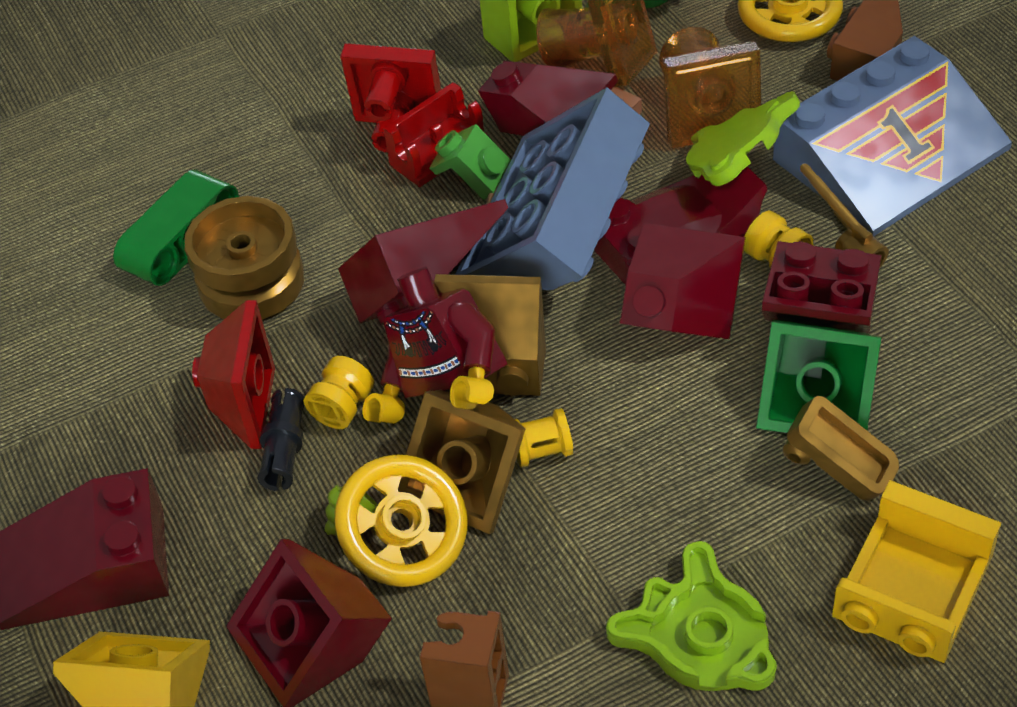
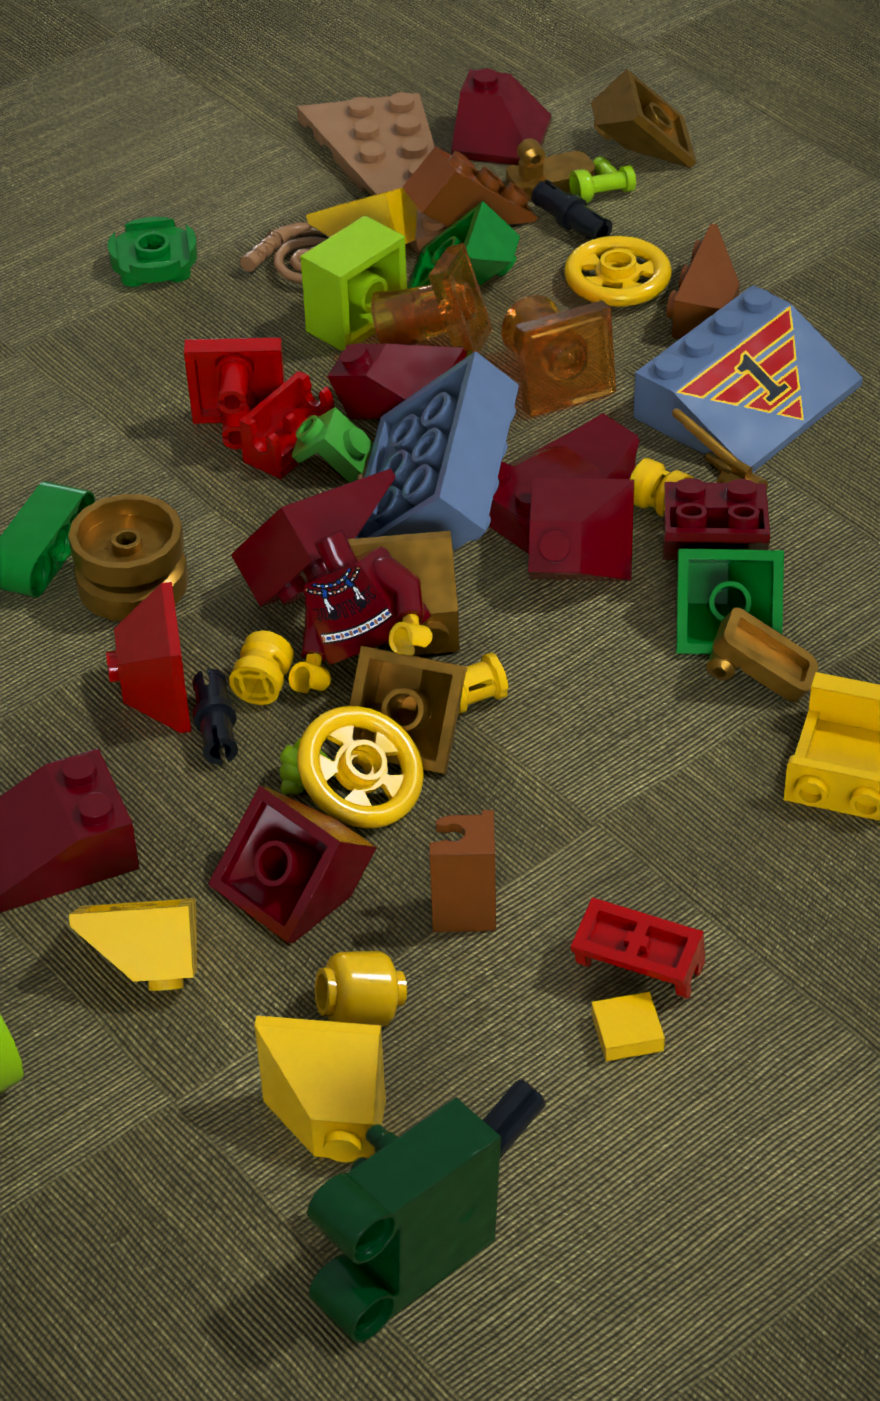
camera: 15 degrees left, 5 degrees down
(700, 628) = (664, 822): lime tile -> none
(722, 149) = (594, 404): lime tile -> none

